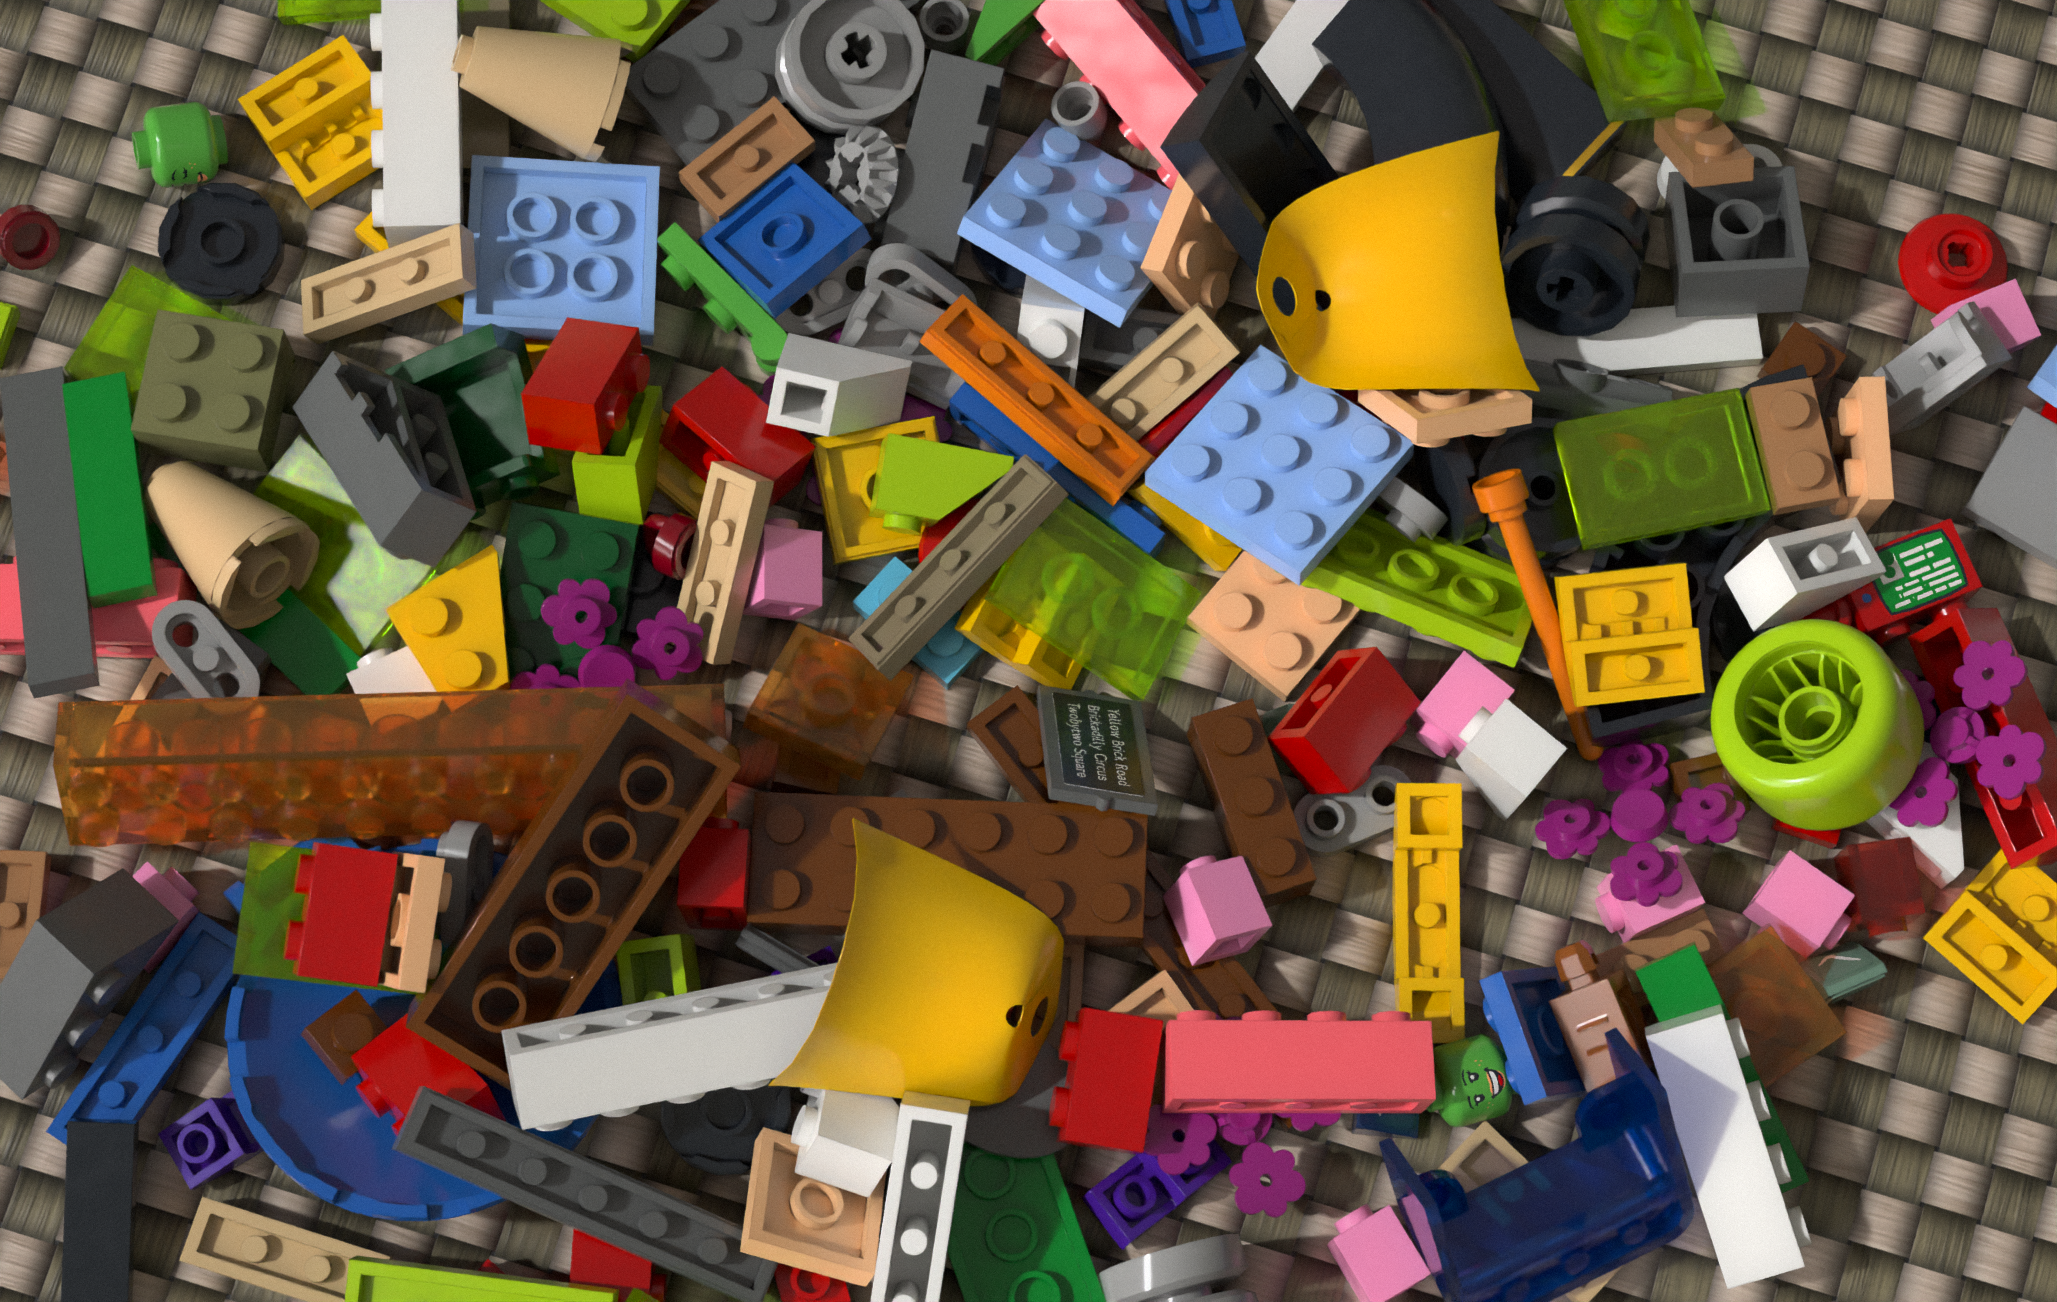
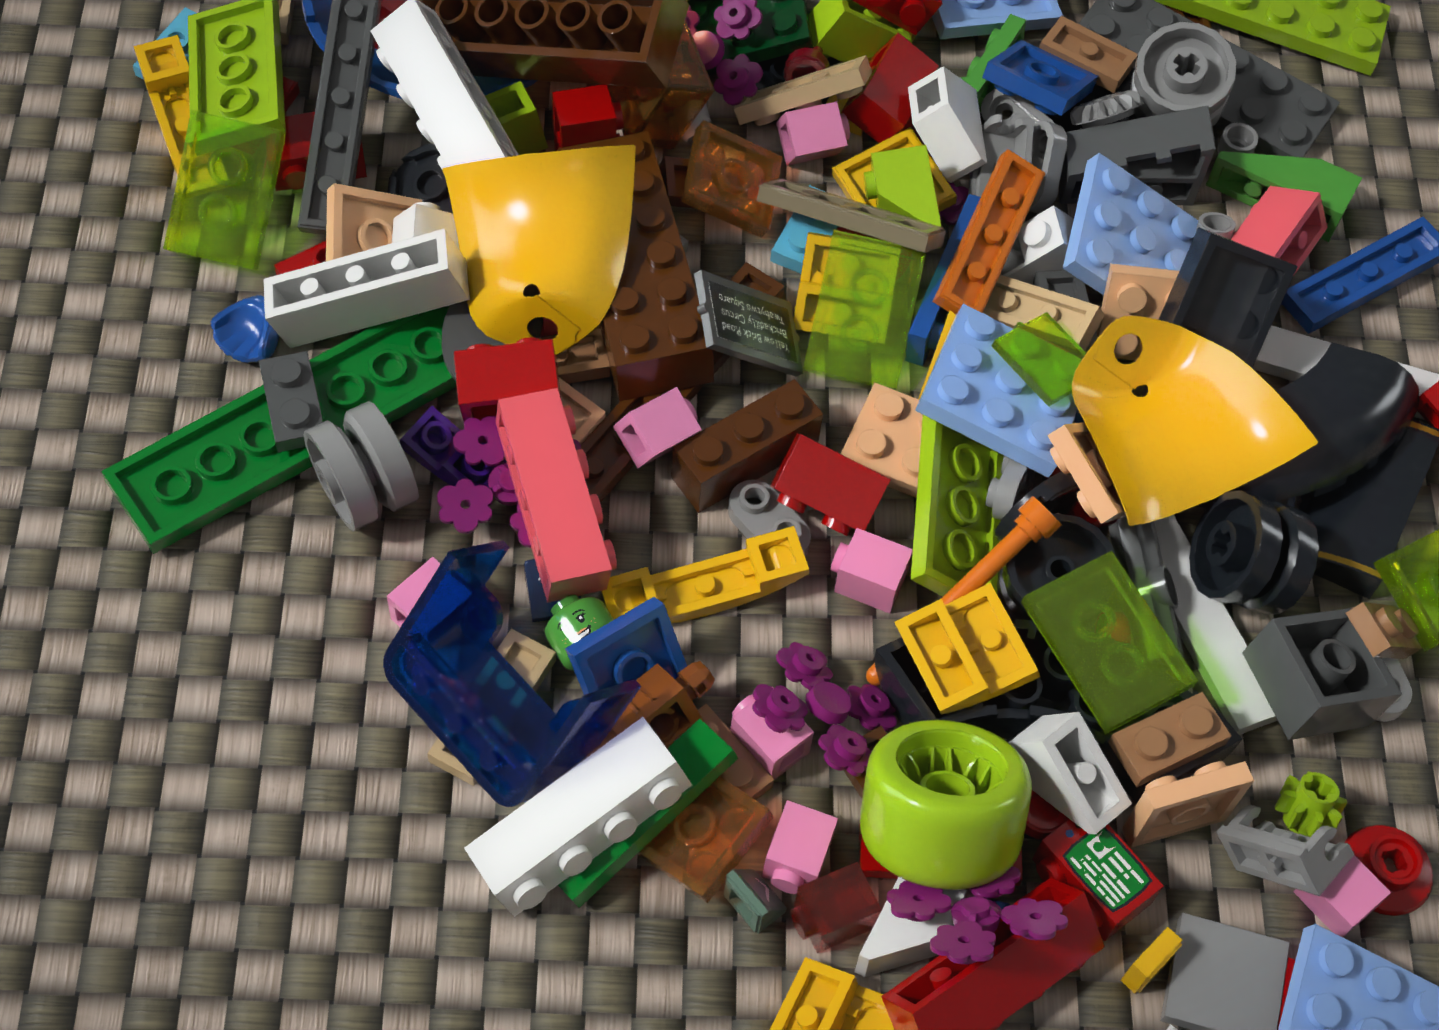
camera: 75 degrees right, 15 degrees down
(1255, 399) = (1042, 356): none -> clear neon green piece
(1506, 756) = (837, 593): white slope -> none
(1806, 348) = (1261, 761): reddish brown plate -> none
(1878, 317) = (1310, 803): none -> lime gear
(2015, 561) = (1152, 960): none -> yellow tile

